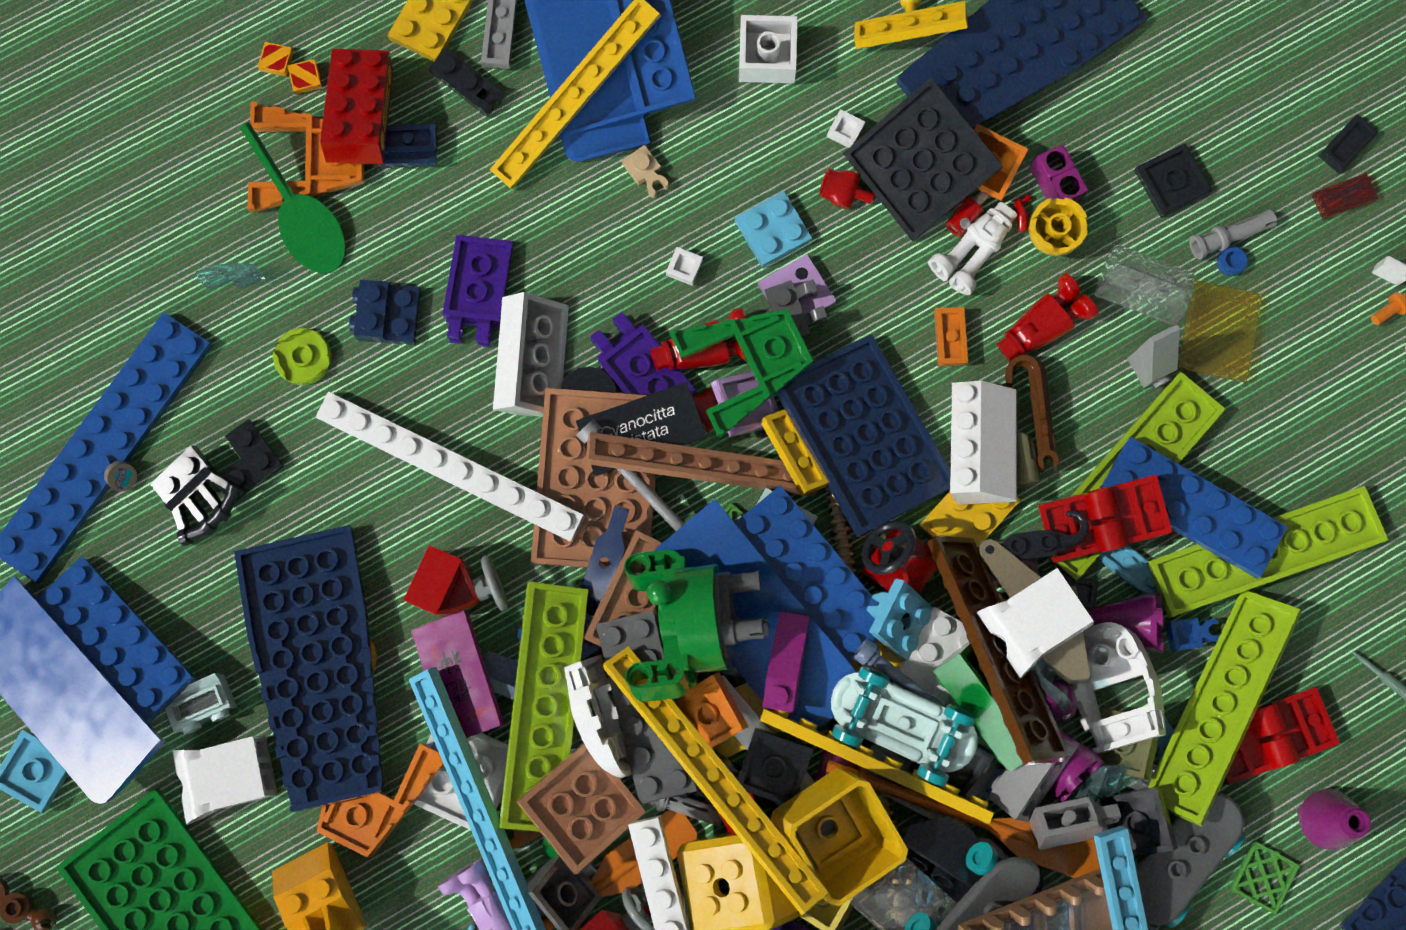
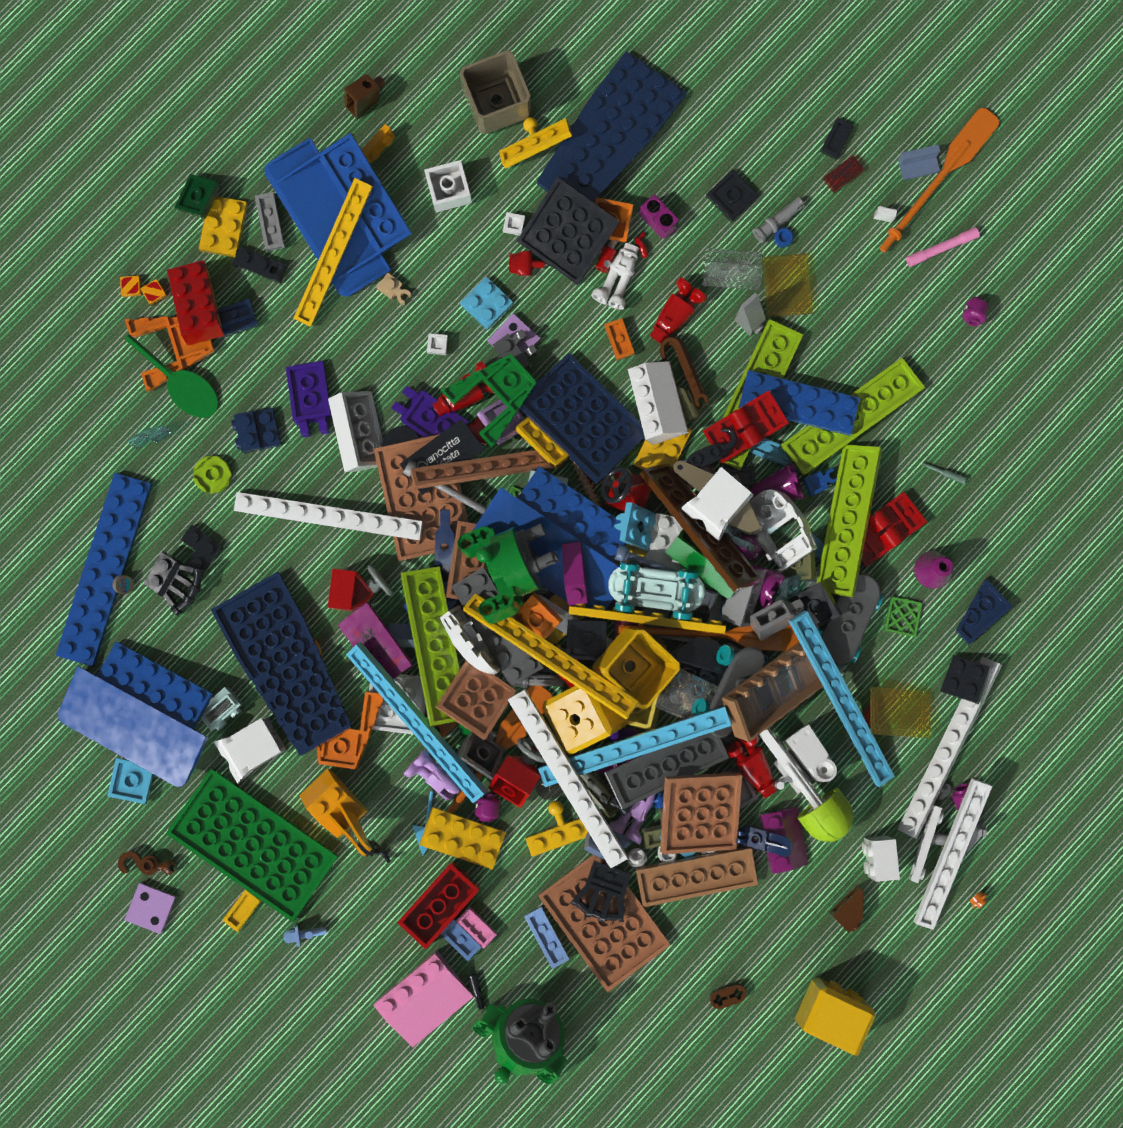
camera: 15 degrees left, 5 degrees up
(1058, 226) = (666, 249): yellow cylinder -> none

